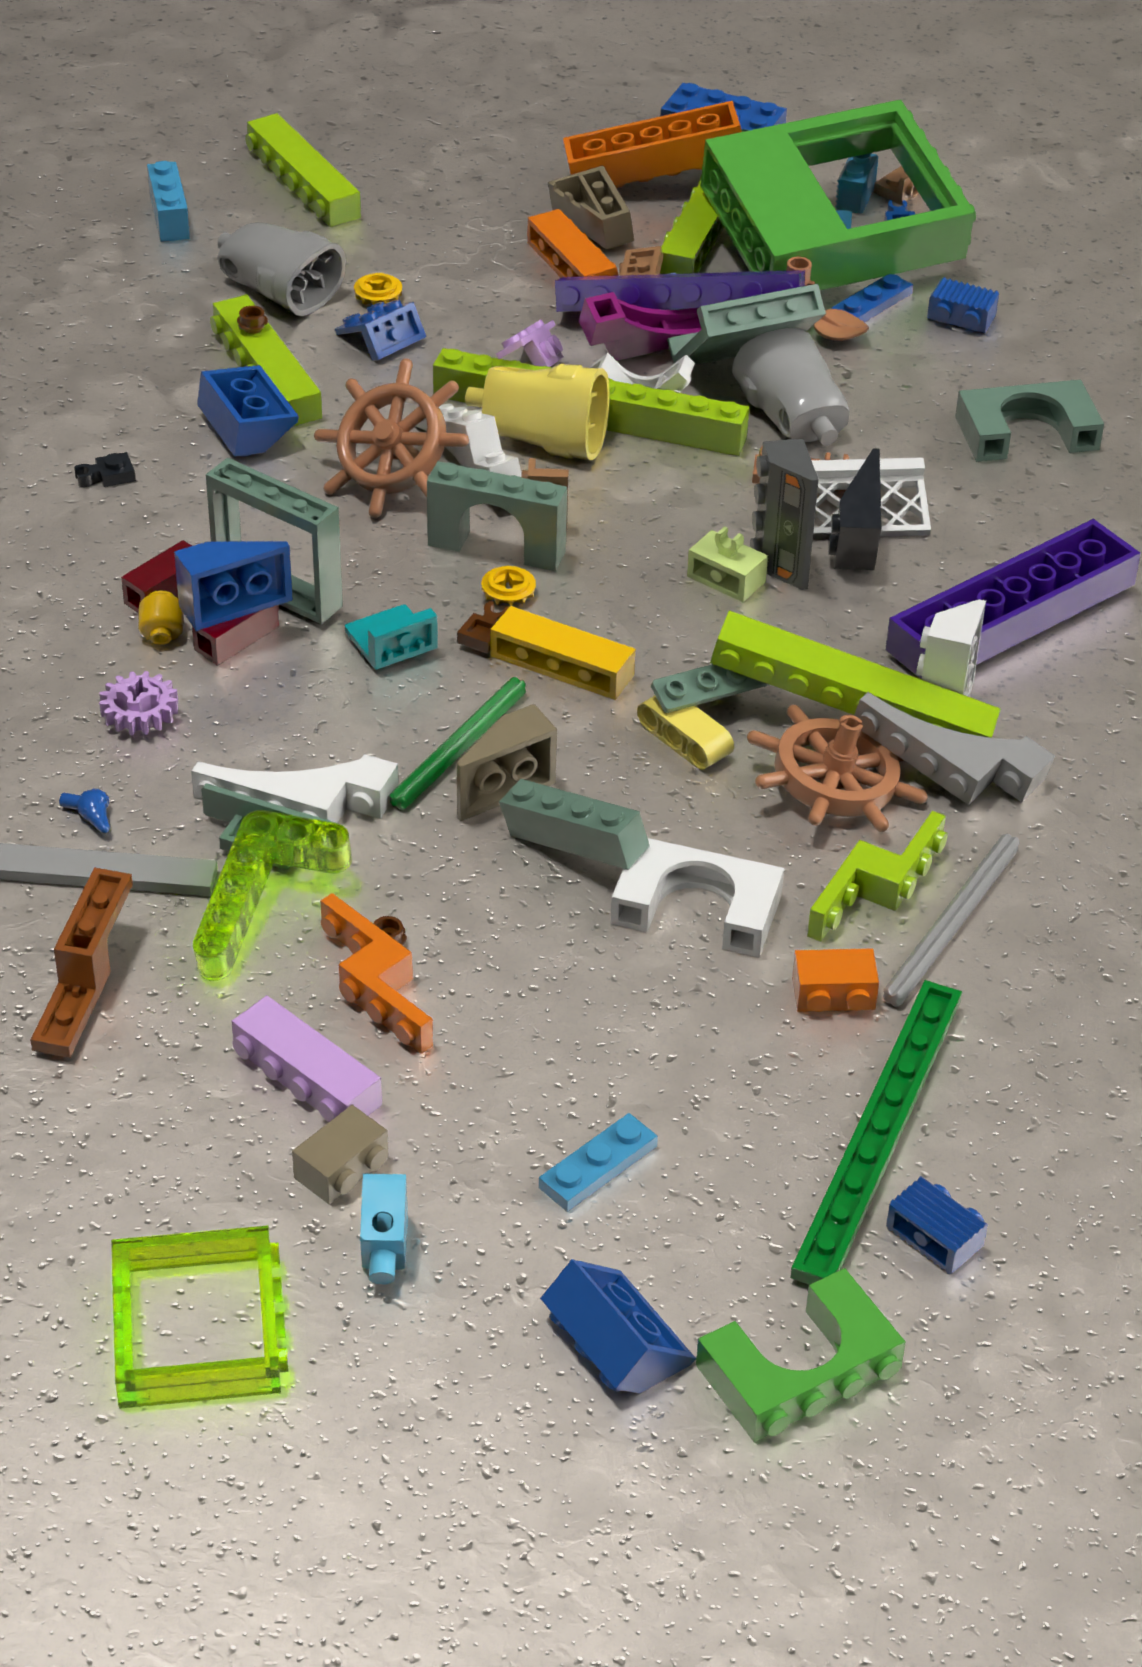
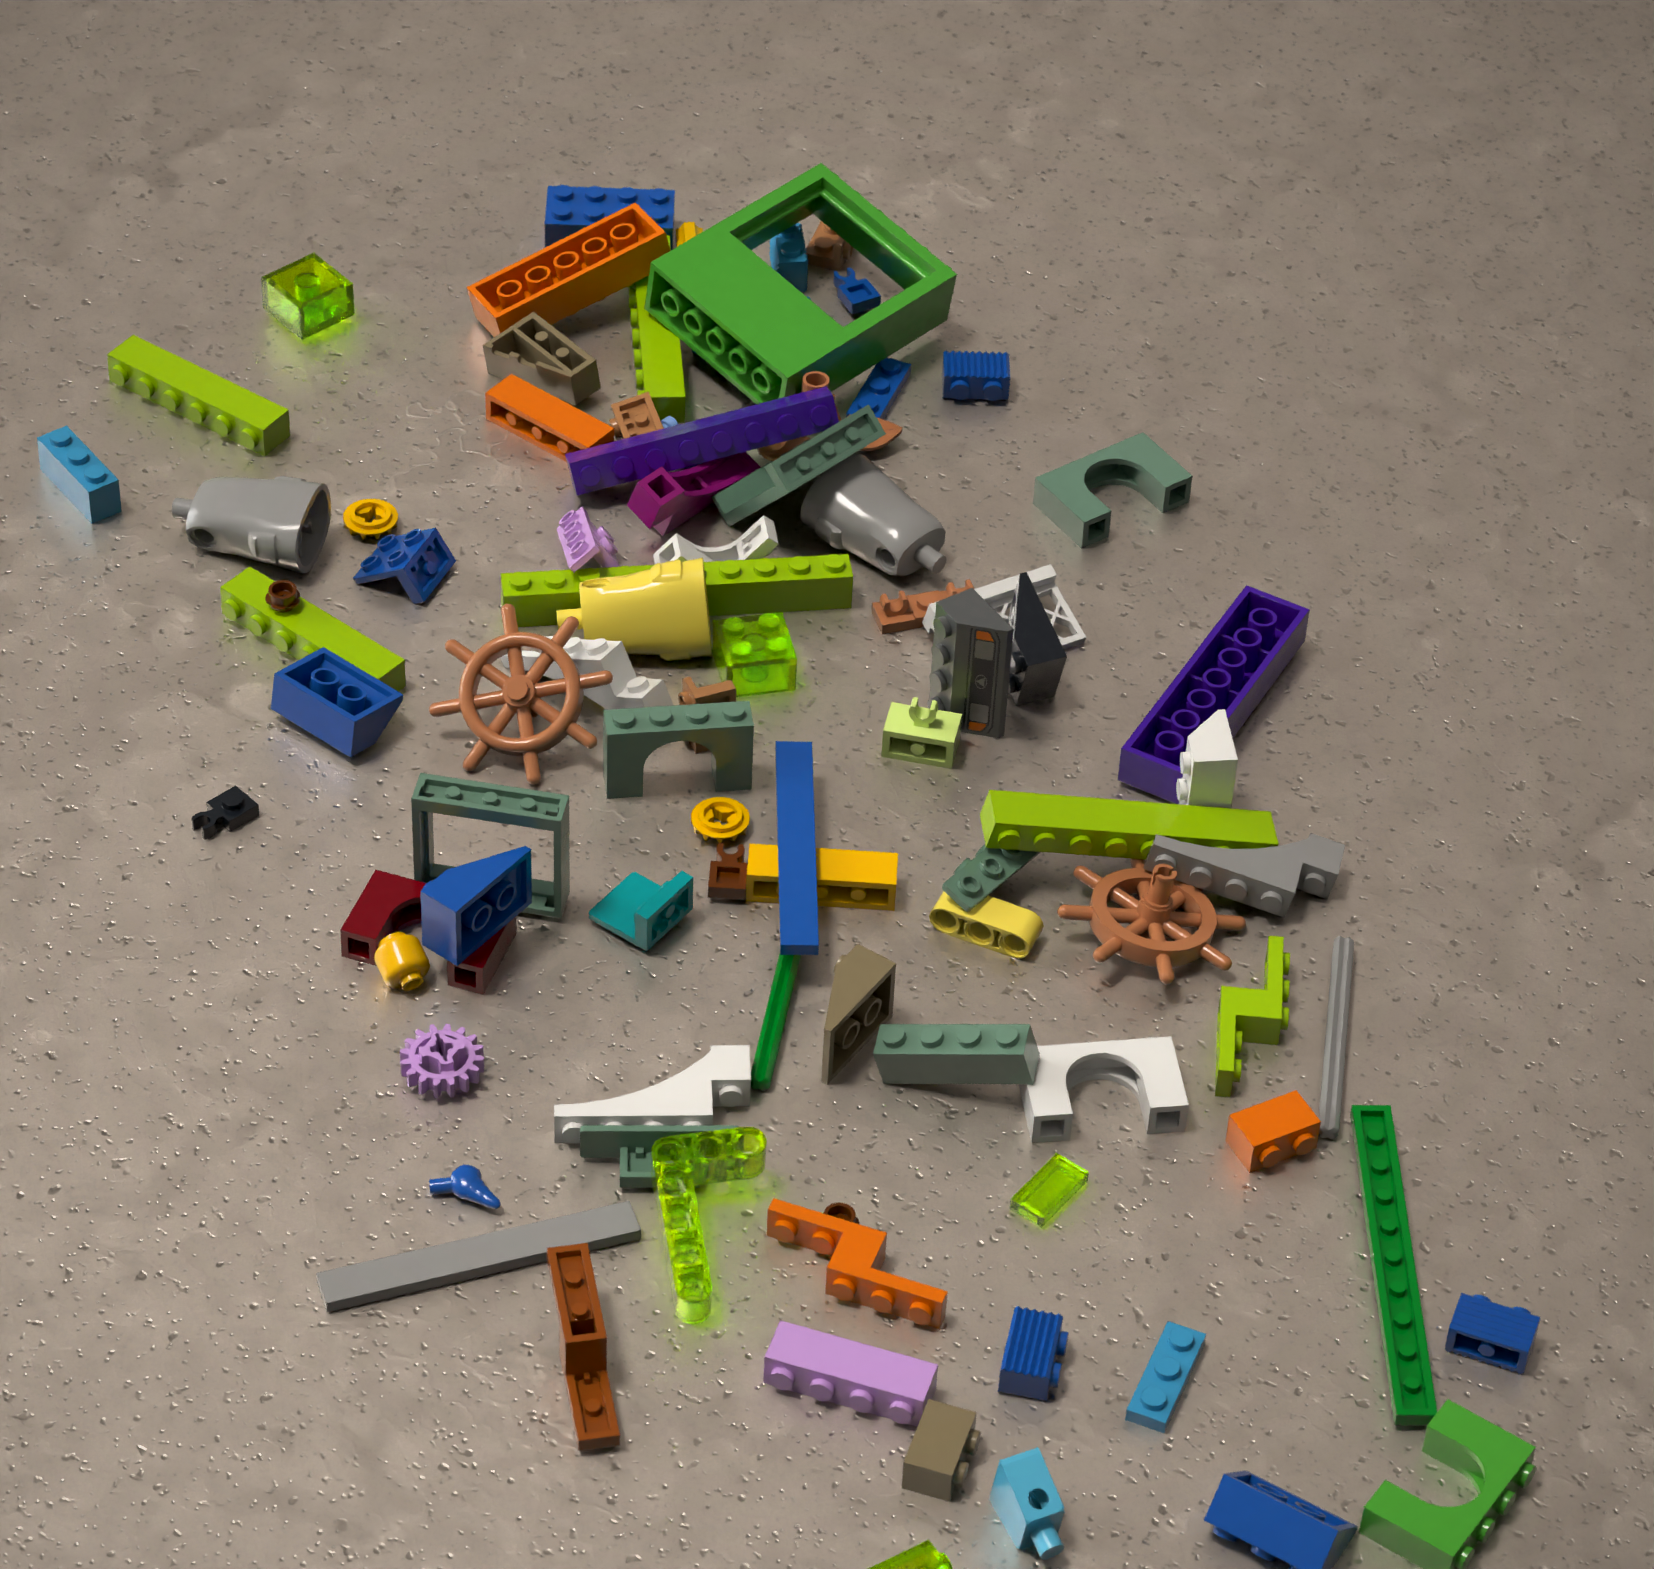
camera: 25 degrees left, 0 degrees up
(436, 119) = (307, 296): none -> clear neon green brick
(481, 1099) = (1031, 1354): none -> blue brick
(543, 620) = (796, 849): none -> blue tile
(596, 967) = (1049, 1190): none -> clear neon green tile
(621, 466) = (755, 653): none -> clear neon green brick

